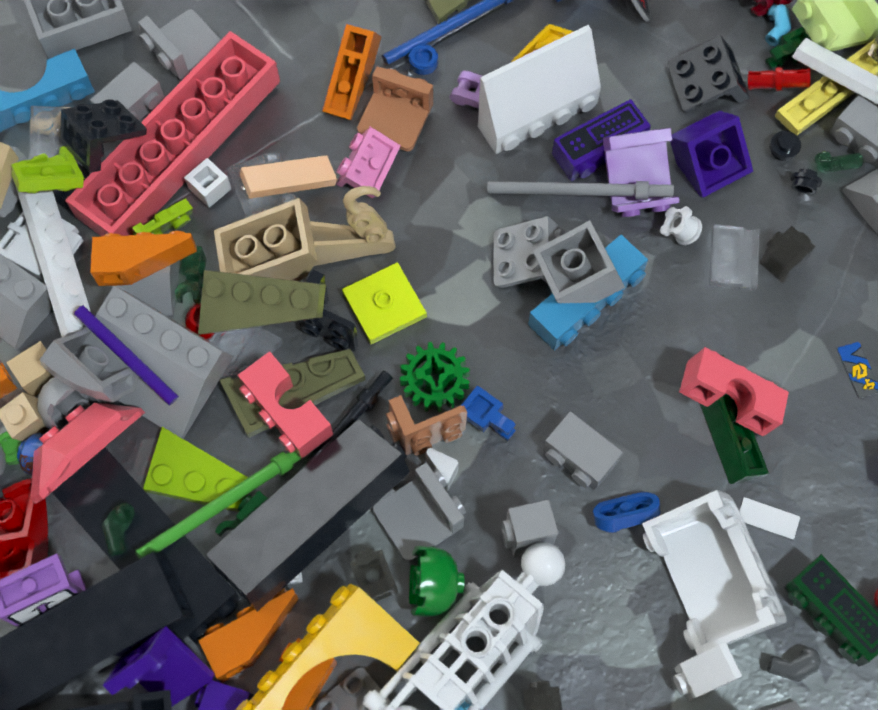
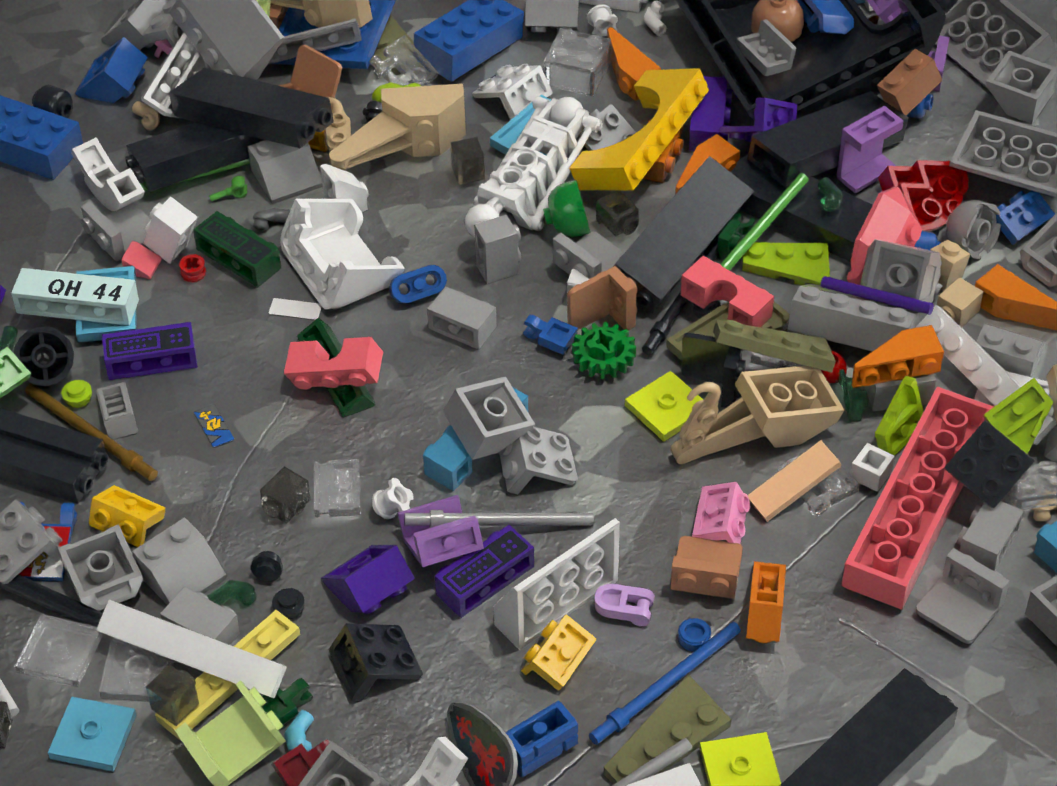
camera: 170 degrees right, 20 degrees down
(779, 79) = (300, 660): red pin -> none

